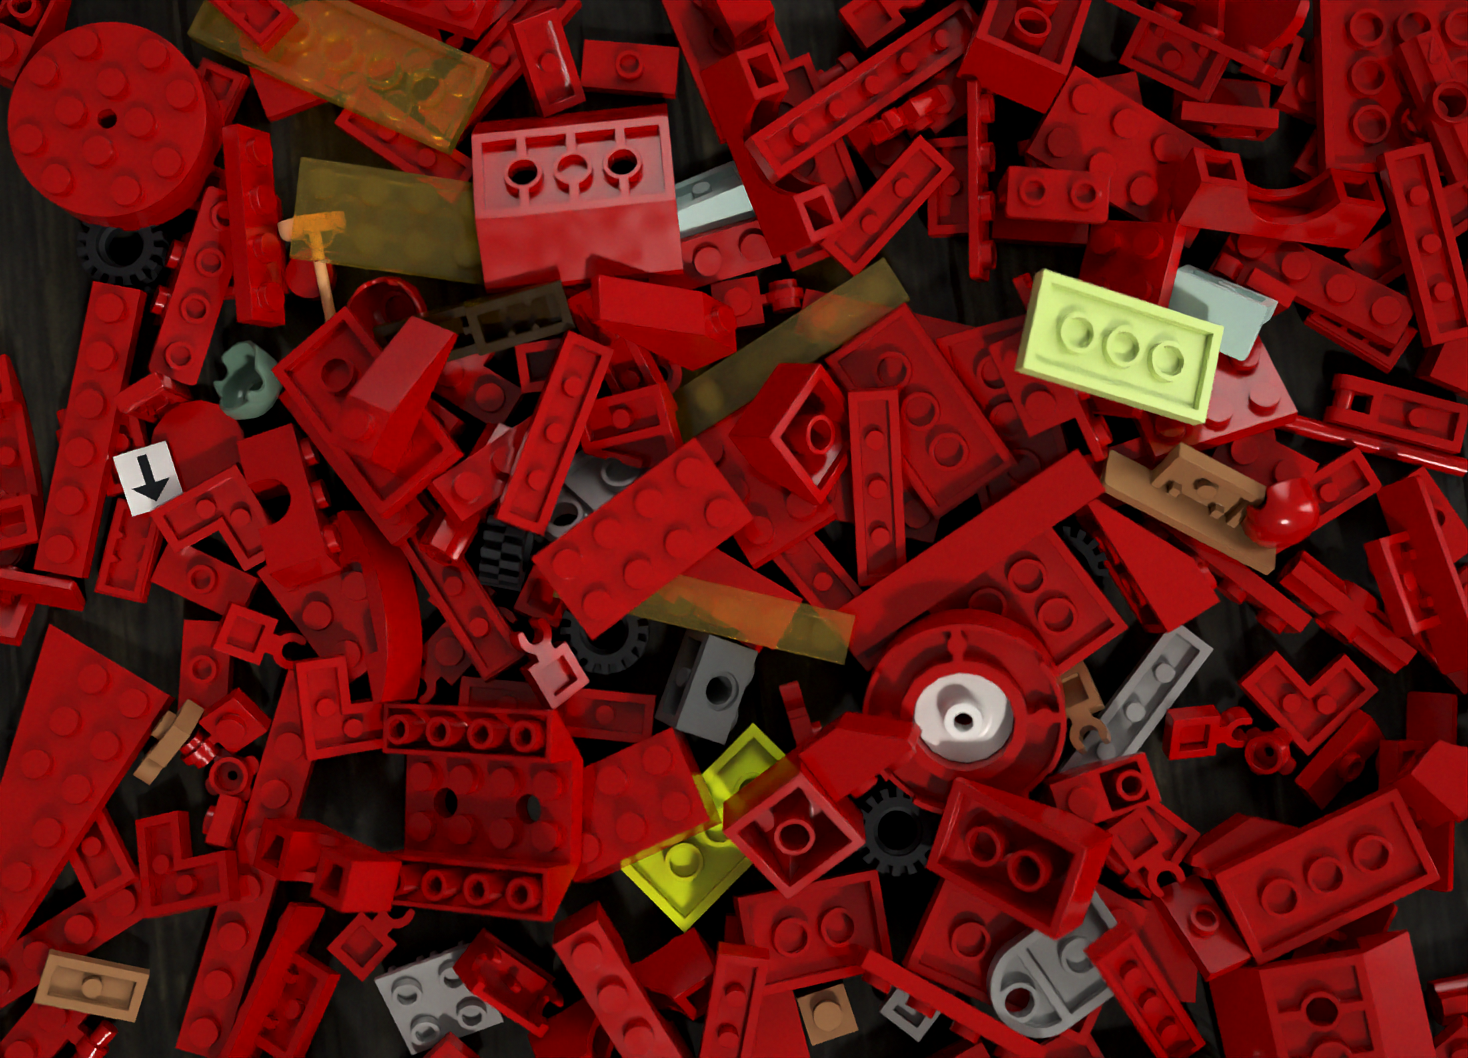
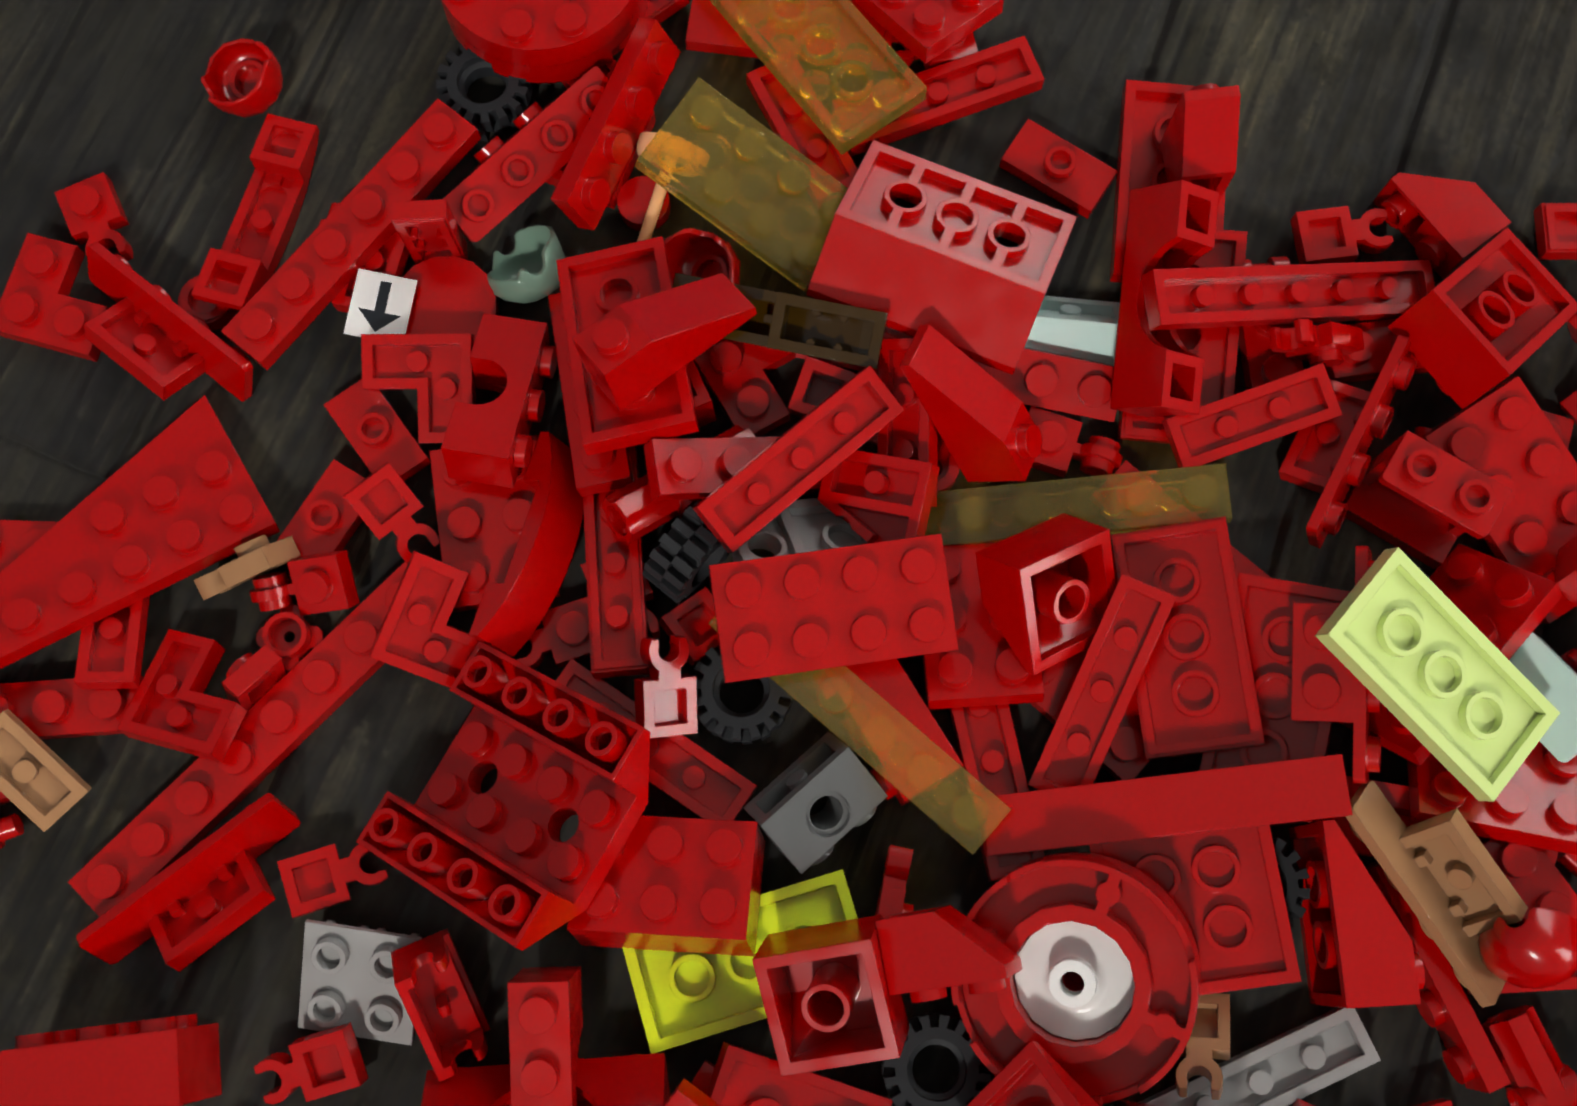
camera: 30 degrees right, 10 degrees down
(129, 555) = (318, 370): red plate -> none
(341, 868) = (333, 774): red arch -> none
(546, 61) = (981, 117): red plate -> none

